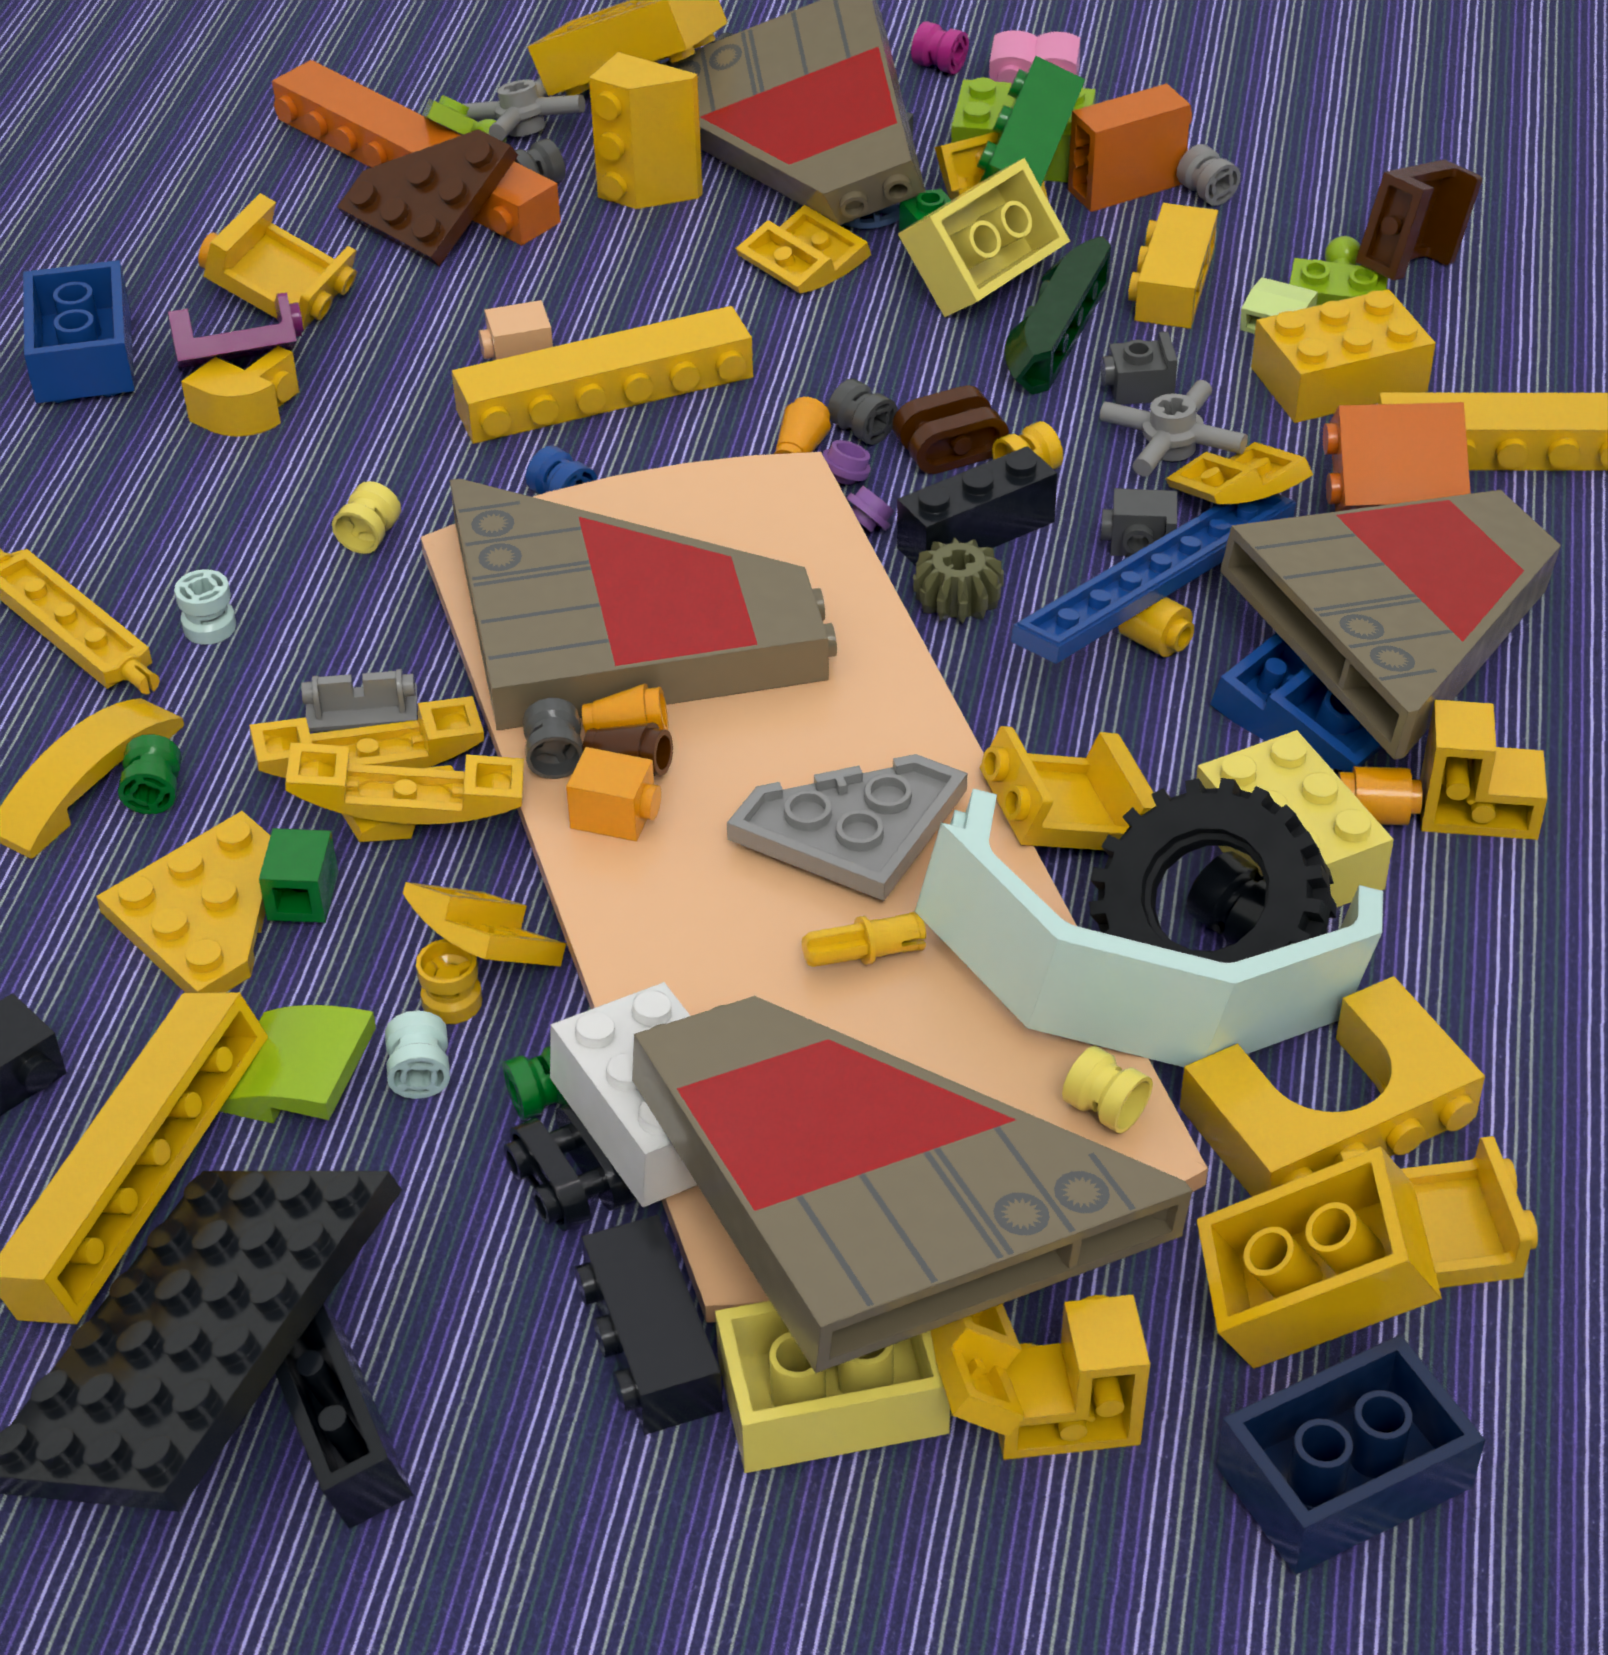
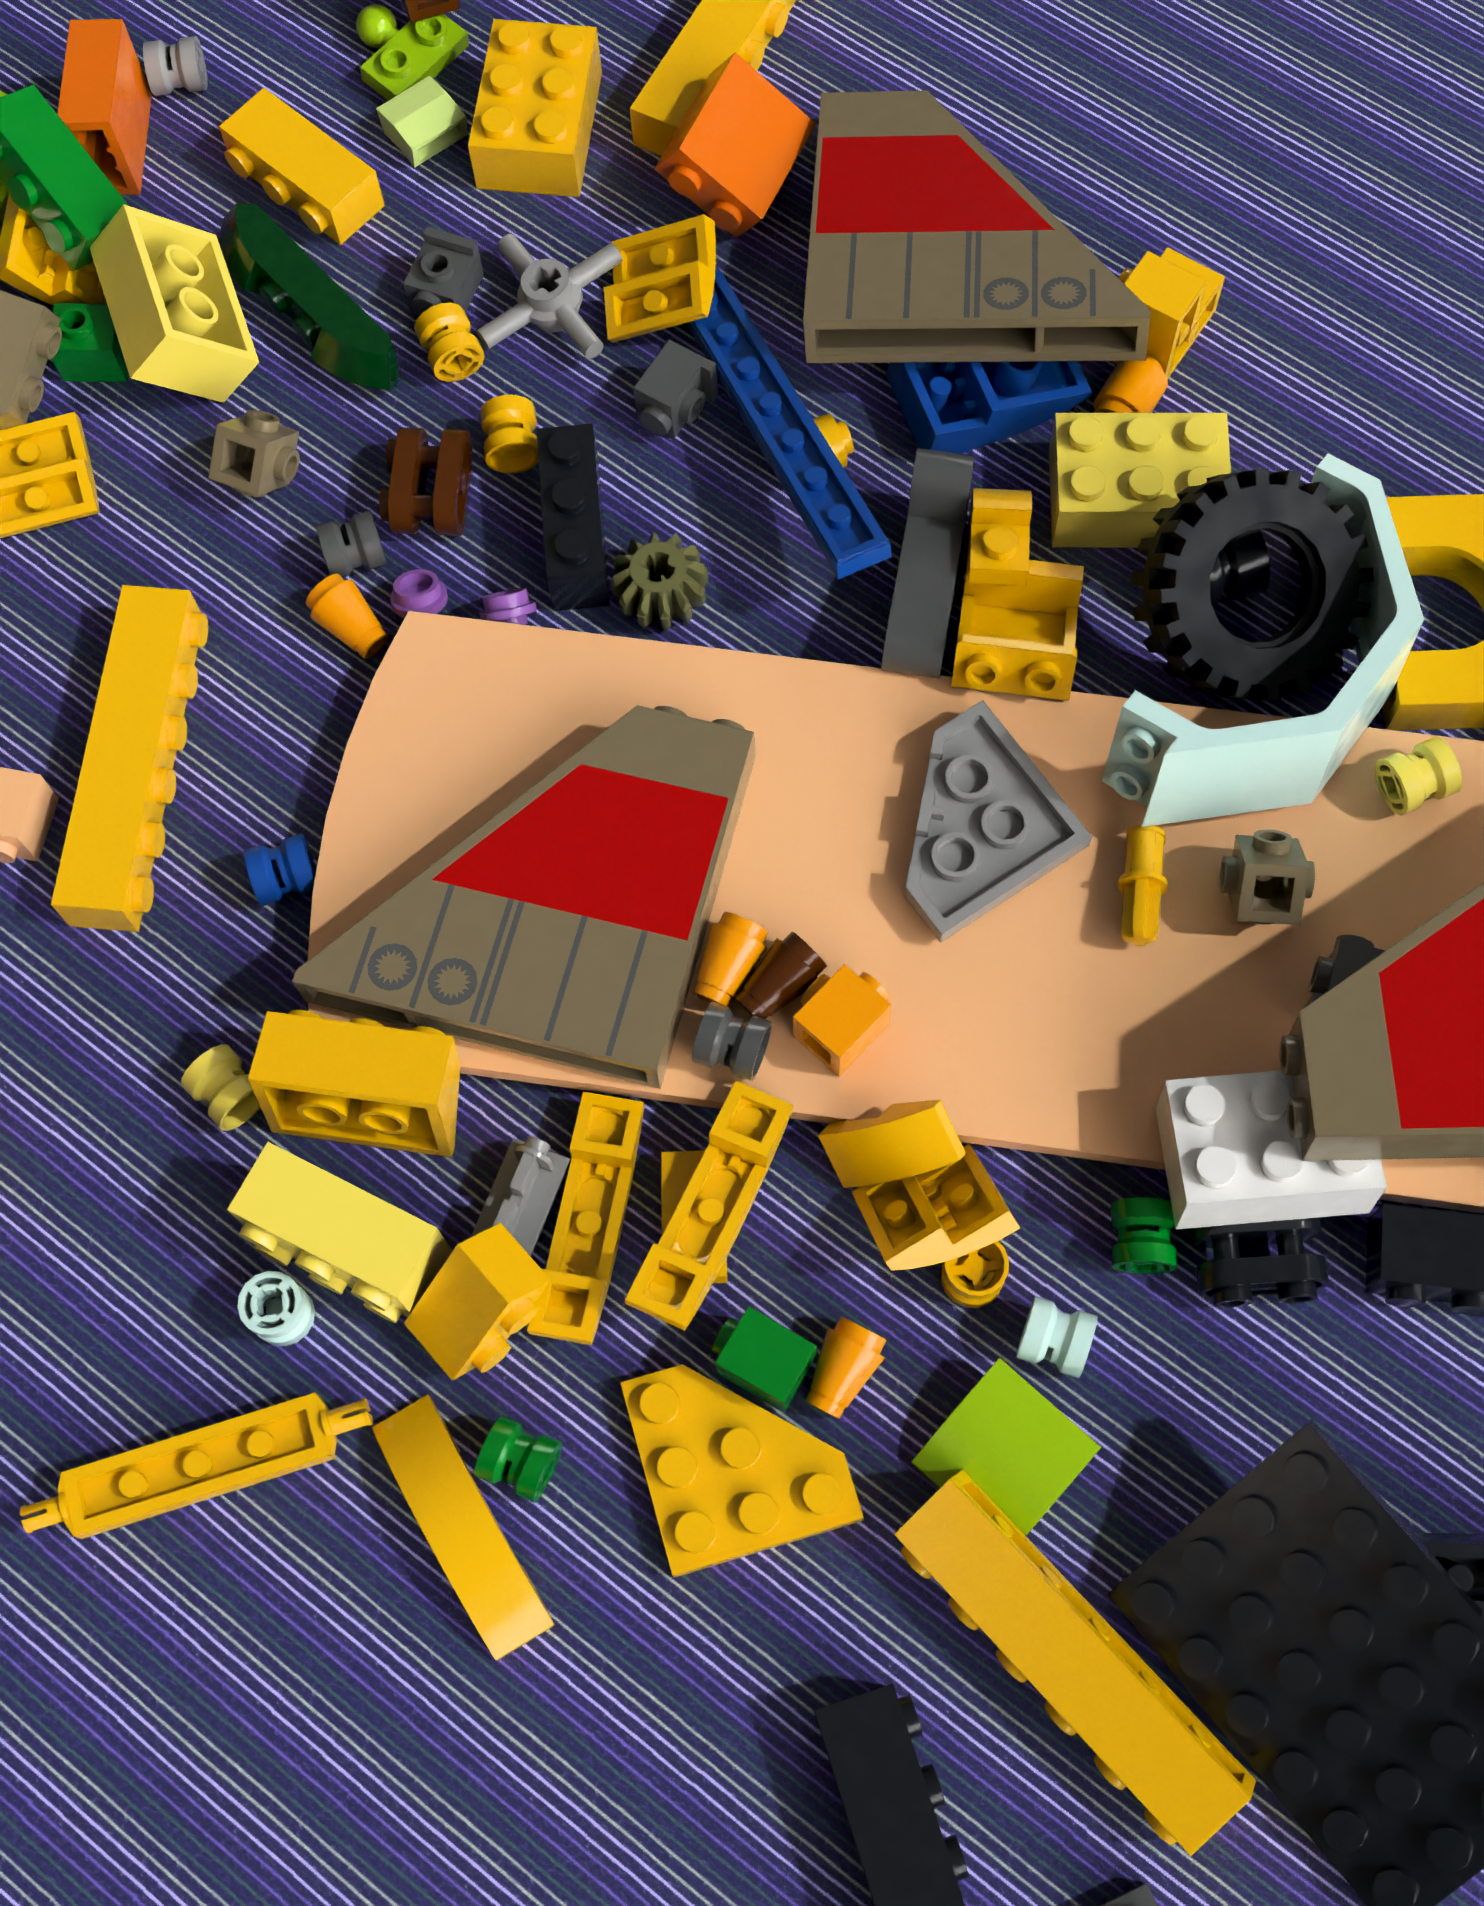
camera: 60 degrees left, 25 degrees up
(258, 687) = (478, 1302): none -> yellow brick
(272, 603) = (338, 1233): none -> light yellow brick
(326, 933) = (844, 1366): none -> light orange cone
(401, 564) = (357, 1082): none -> yellow slope
(525, 874) = (895, 1146): none -> yellow slope
(896, 330) = (254, 454): none -> dark tan brick
(917, 1005) = (1267, 878): none -> dark tan brick
(1083, 393) = (451, 346): none -> yellow wheel
(1146, 710) = (928, 563): none -> dark grey beam
(1152, 738) = (999, 536): none -> yellow brick

